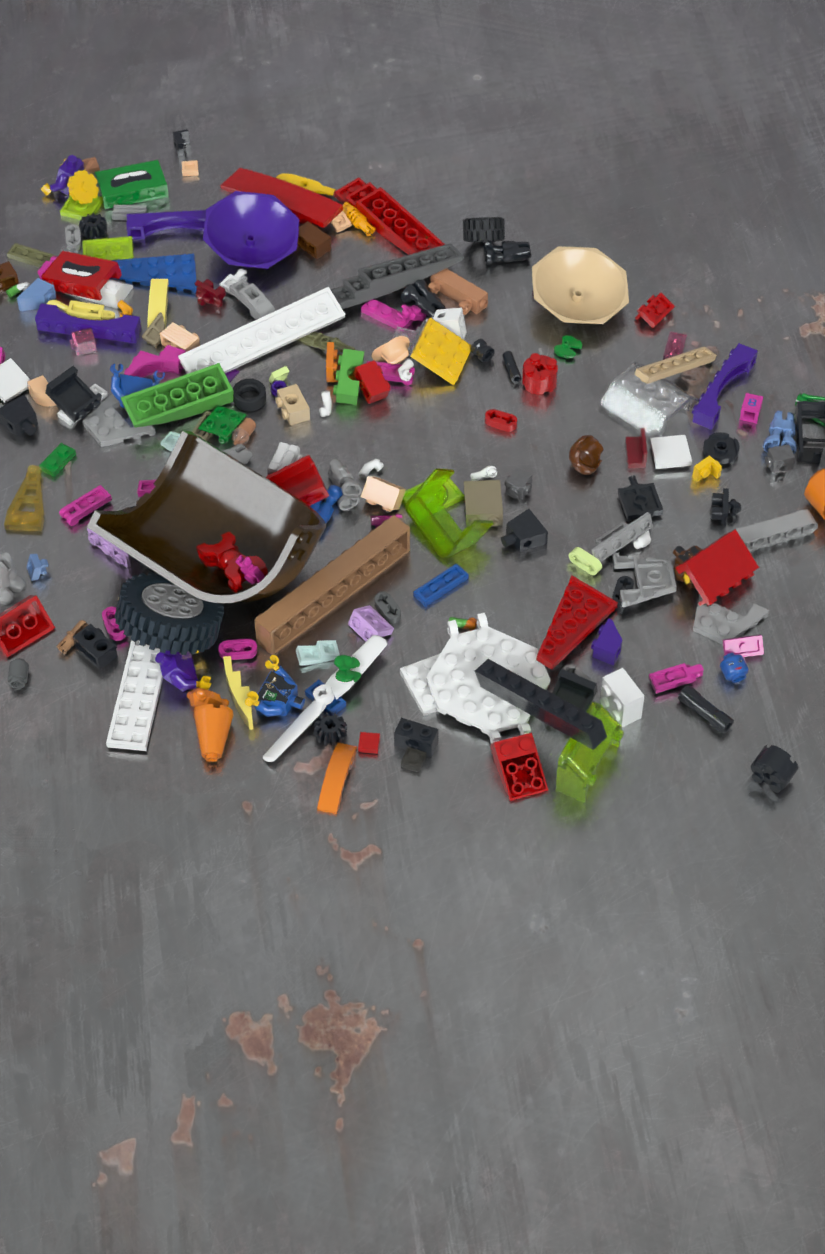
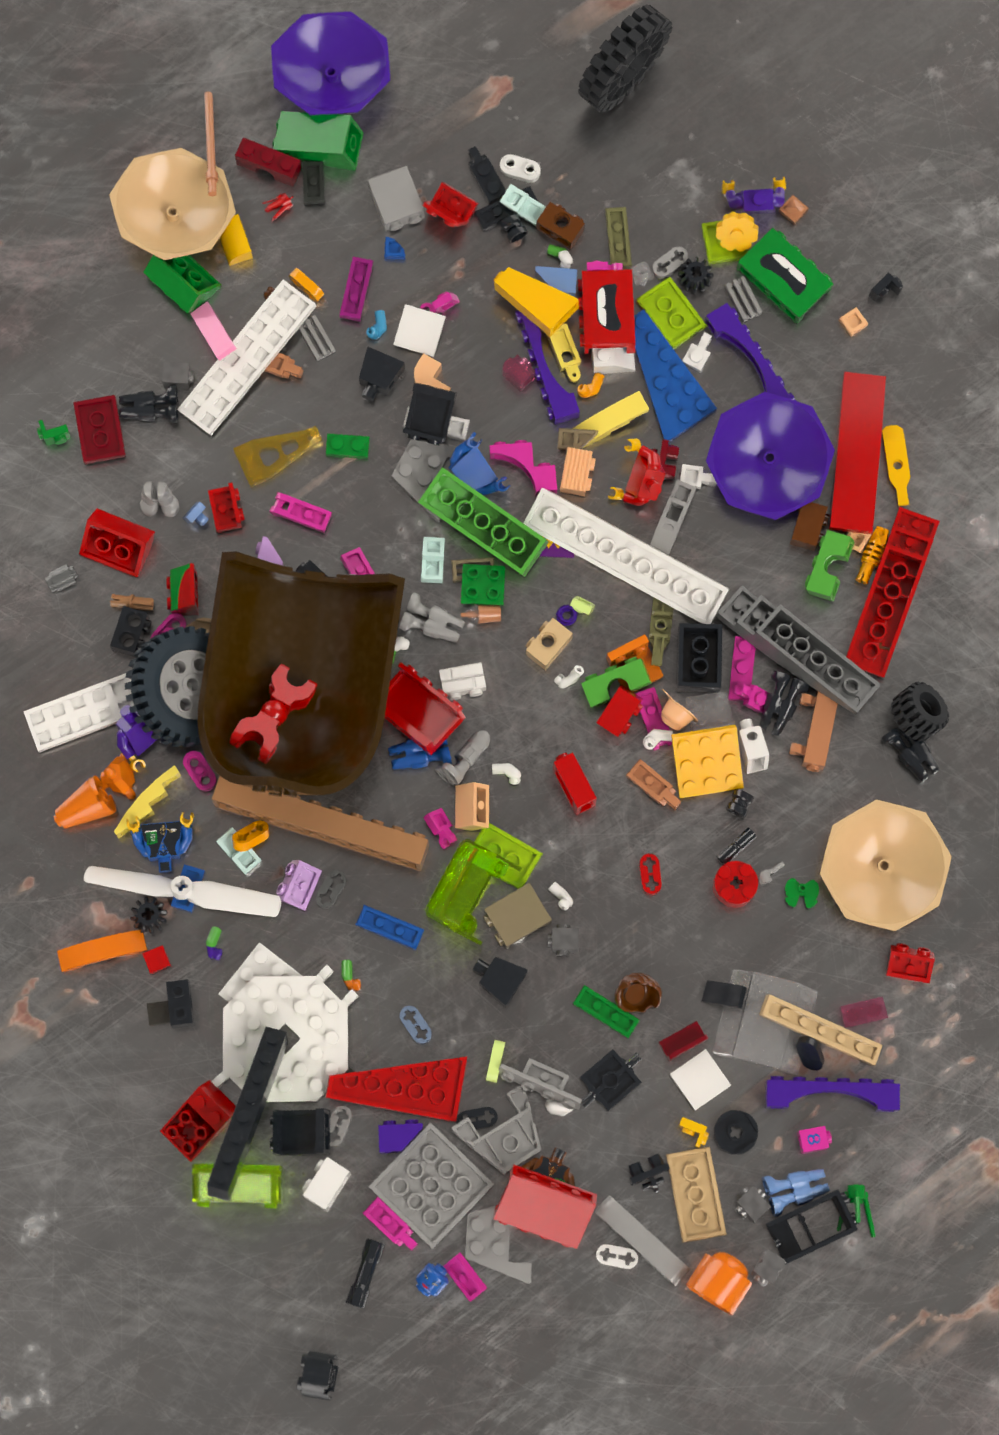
camera: 60 degrees right, 25 degrees up
(41, 302) = (536, 300): none -> yellow slope
(47, 545) = (225, 508): none -> red bracket
(90, 593) = (184, 590): none -> red slope
(148, 249) = (697, 355): none -> white plate
(216, 300) = (645, 477): none -> red torso
(249, 385) = (539, 573): black tyre -> none
(251, 572) = (250, 746): dark pink plate -> none
(312, 635) = (250, 836): none -> light orange beam
(344, 664) = (223, 889): green piece -> none
(356, 247) = (833, 547): none -> bright green arch
(363, 326) = (699, 658): none -> black brick
(381, 699) = (211, 944): none -> arm
(406, 416) = (574, 783): none -> red window
(437, 390) = (653, 784): none -> nougat hinge
(527, 599) = (419, 1022): none -> sand blue beam
(586, 485) = (606, 1011): none -> green tile
(616, 410) = (724, 994): none -> black tile
(659, 638) = (431, 1185): none -> light grey plate
(688, 380) = (810, 1053): none -> black tile
(756, 490) = (696, 1194): none -> tan tile
(773, 551) = (615, 1262): none -> white beam

